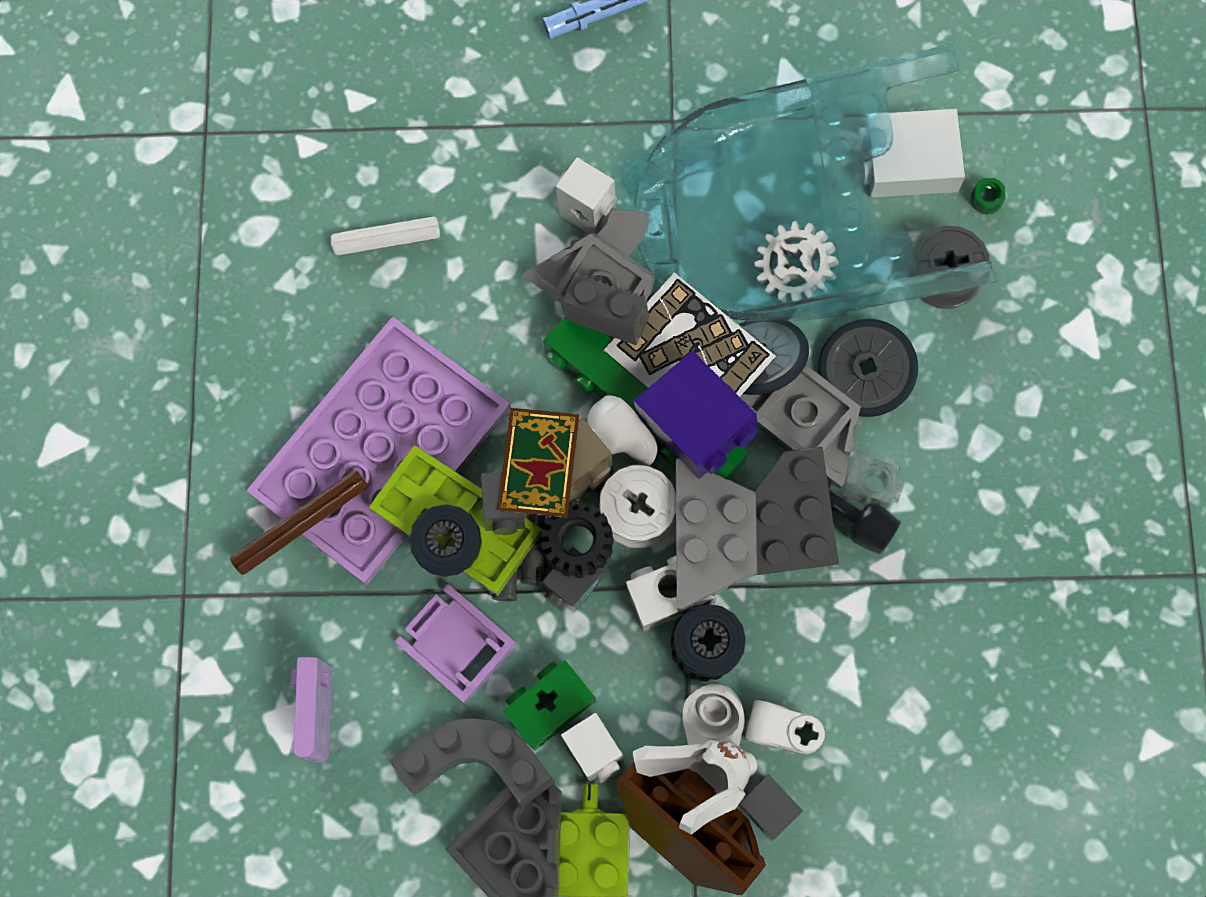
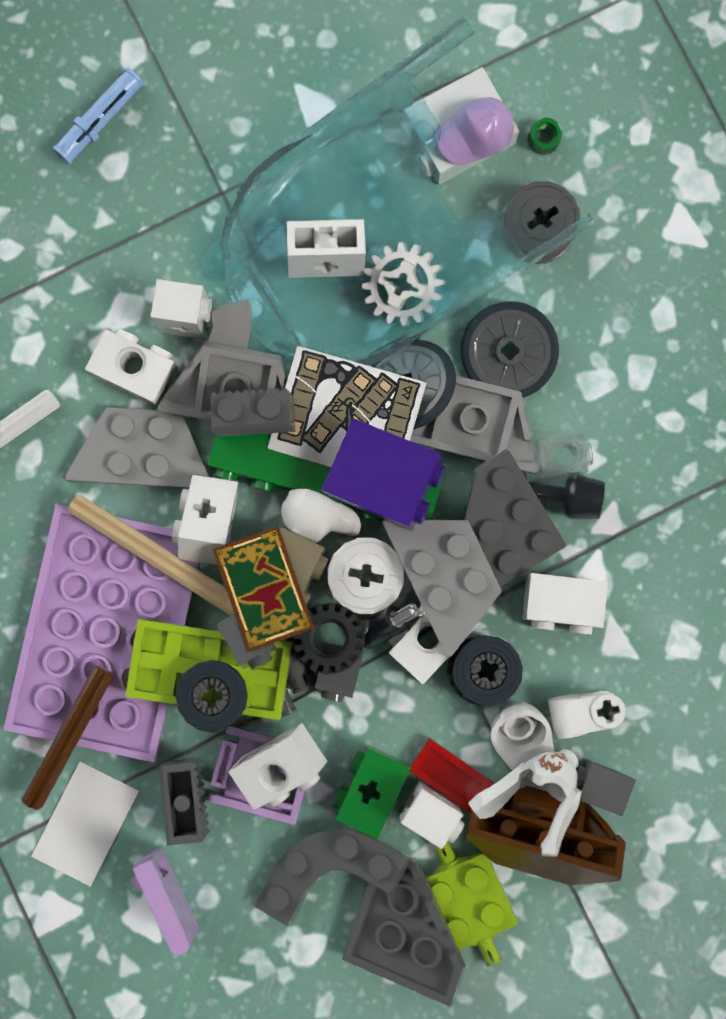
camera: 35 degrees left, 10 degrees up
(274, 613) = (85, 823): none -> white sticker
(373, 628) = (183, 801): none -> dark grey brick
(452, 637) = (294, 753): none -> white brick
(454, 392) = (151, 552): none -> tan axle
(490, 307) = (138, 450): none -> light grey wing
(515, 209) = (110, 360): none -> white brick
(521, 383) = (206, 519): none -> white brick
(626, 722) = (448, 774): none -> red tile
(635, 557) = (387, 624): none -> black piece
(739, 200) = (326, 248): none -> white brick
(812, 616) = (564, 601): none -> white brick
(925, 159) = (476, 131): none -> lavender piece

